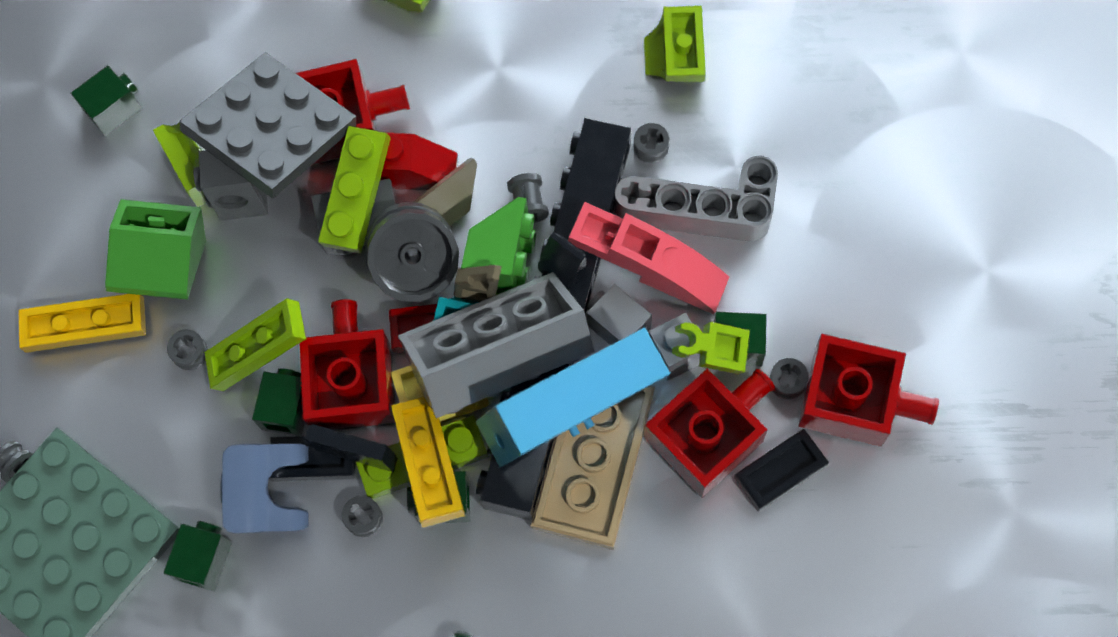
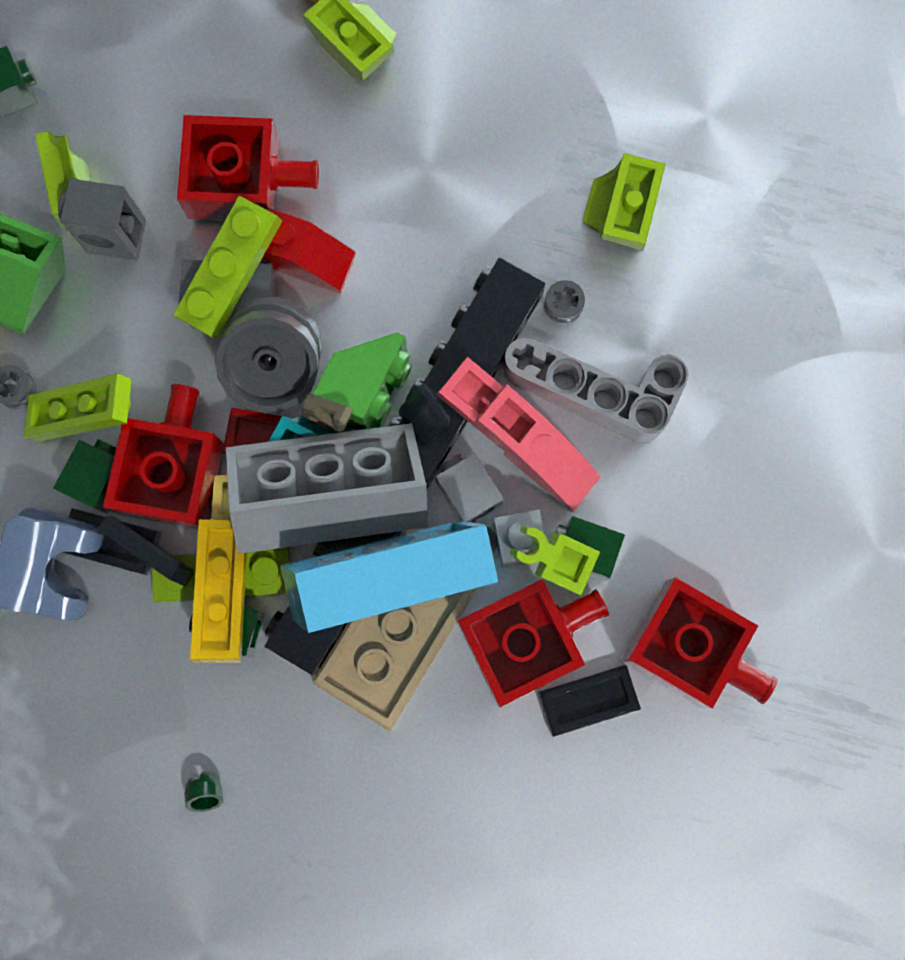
camera: 10 degrees right, 10 degrees up
(268, 124) = (152, 169): plate -> none
(359, 529) = (146, 606): dark grey bush -> none
(453, 193) = (334, 299): dark tan tile -> none
(528, 187) = (414, 324): dark grey bush -> none
(791, 365) = (639, 613): dark grey bush -> none

